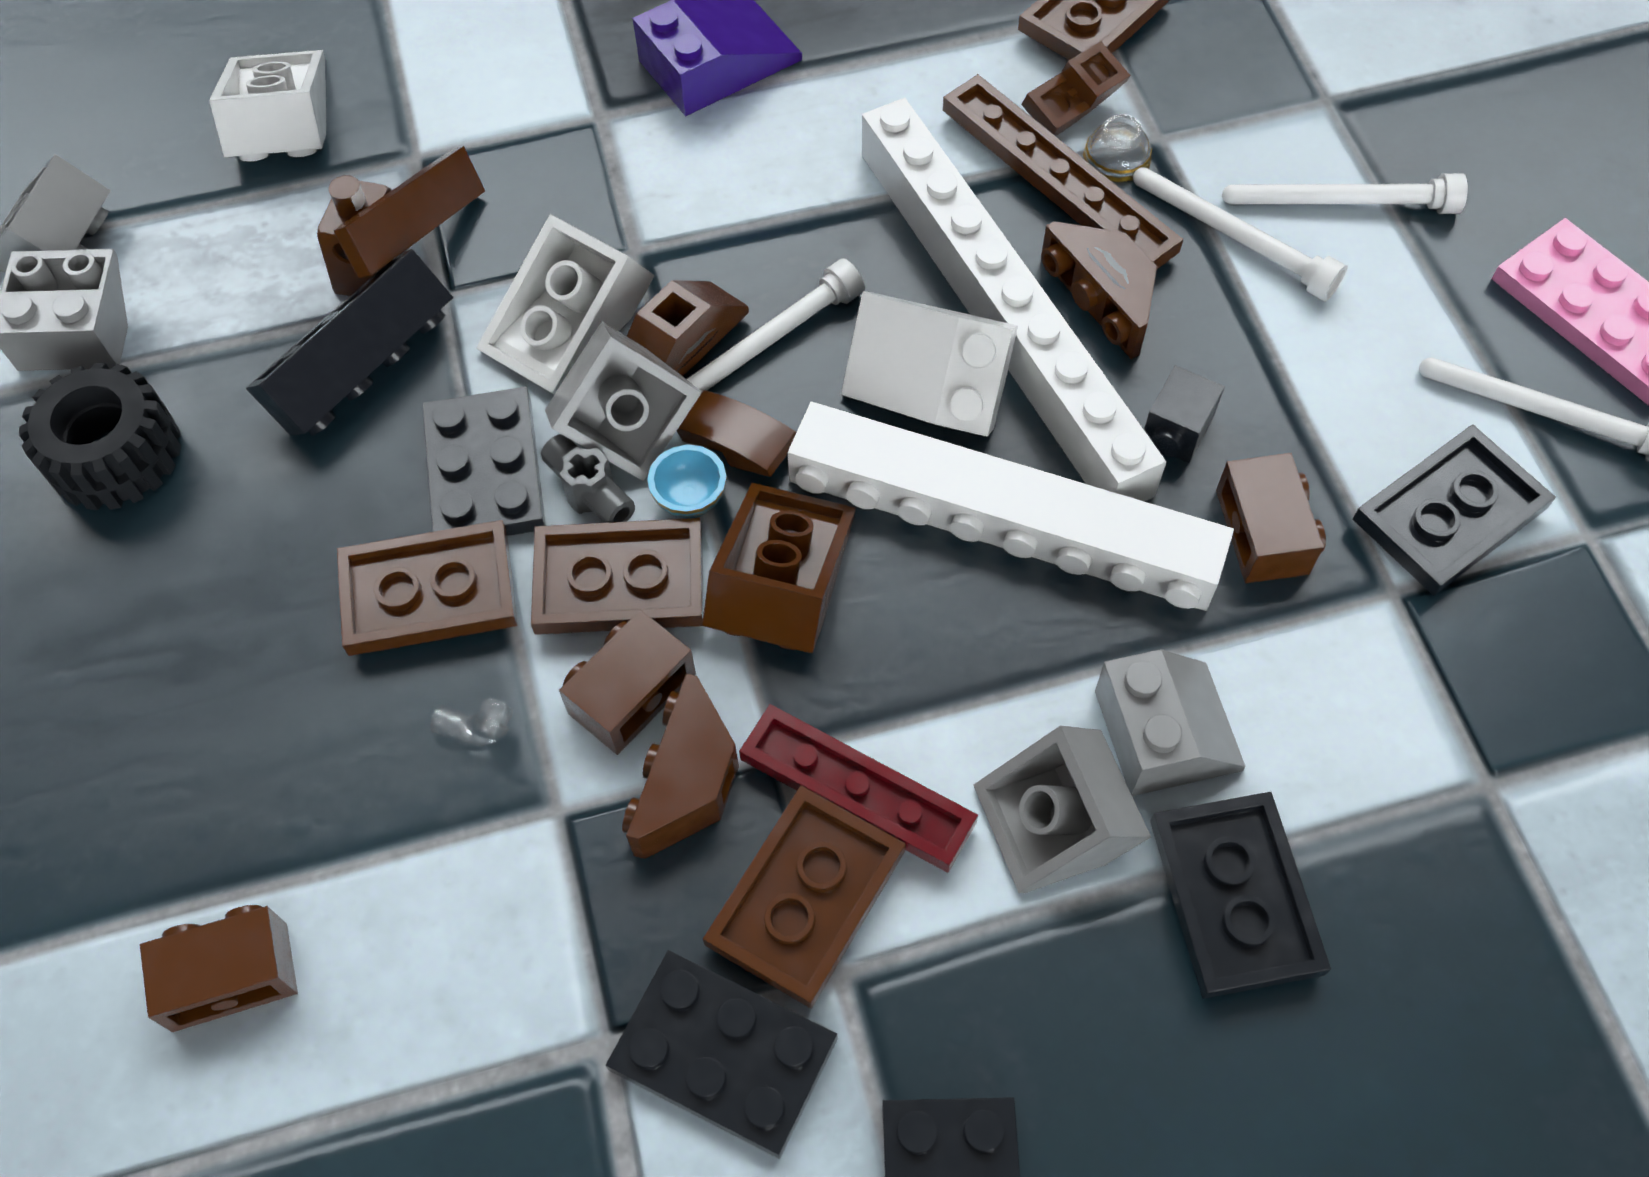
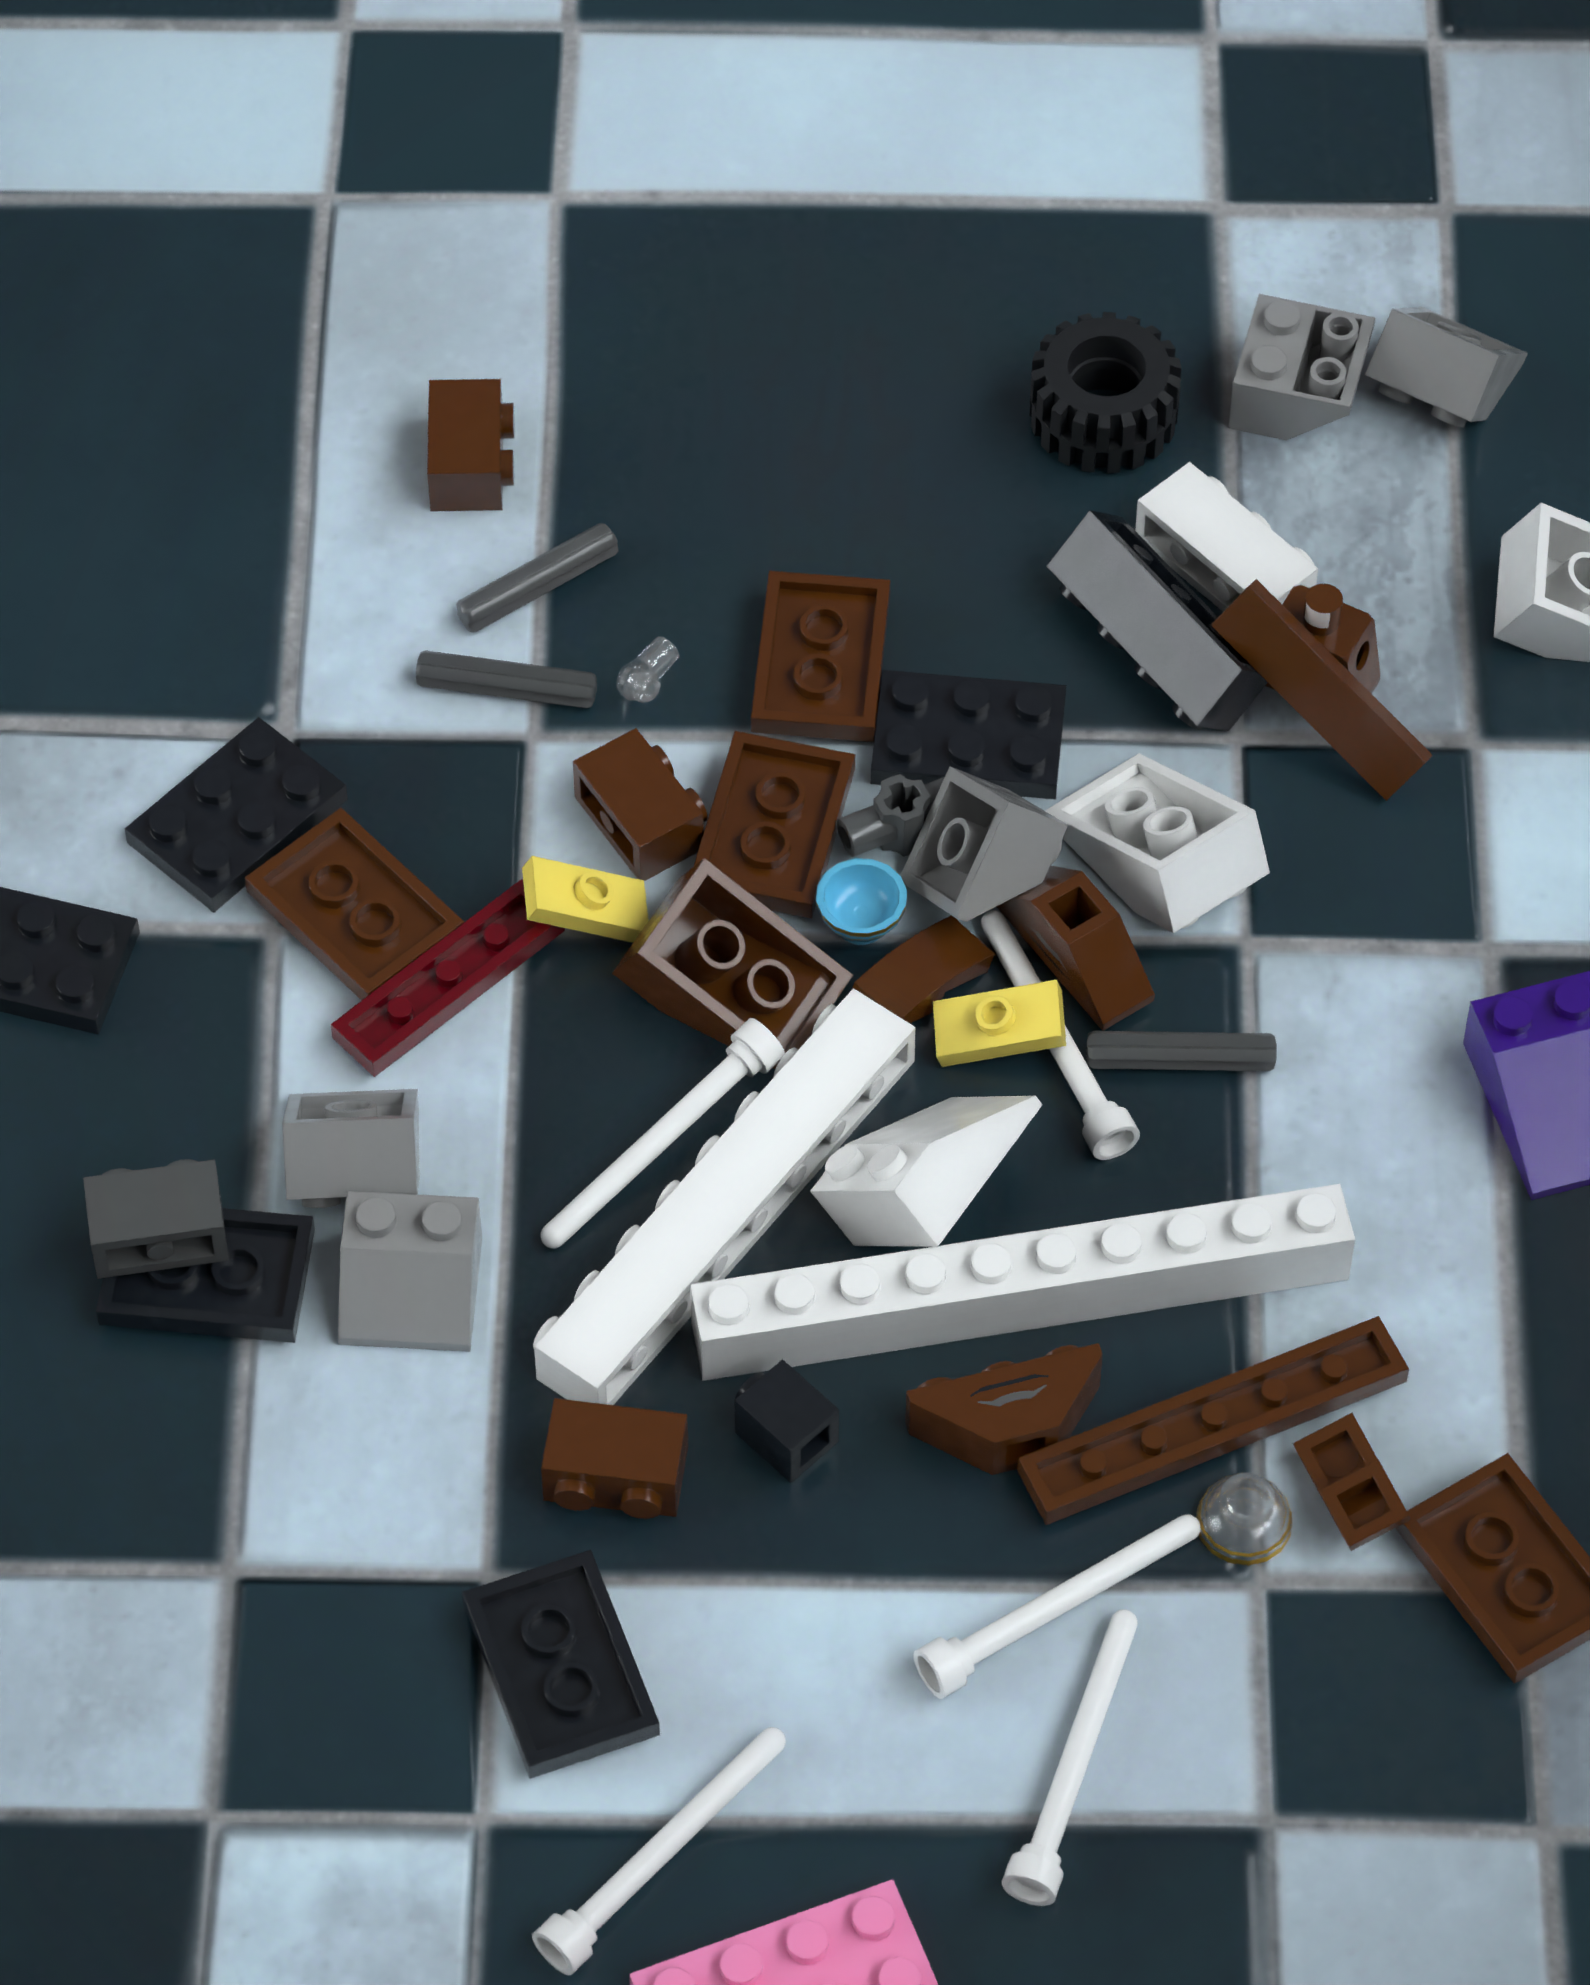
camera: 105 degrees right, 5 degrees down
(263, 321) = (1217, 540): none -> white brick
(375, 856) = (537, 577): none -> dark grey axle
(503, 848) = (506, 679): none -> dark grey axle
(685, 774) = (509, 825): reddish brown slope -> none
(749, 690) = (584, 899): none -> light yellow plate
(752, 260) = (1181, 1050): none -> dark grey axle
(772, 365) = (999, 1023): none -> light yellow plate
(869, 516) = (751, 1051): none -> white piece
(1236, 932) = (155, 1218): none -> dark grey brick

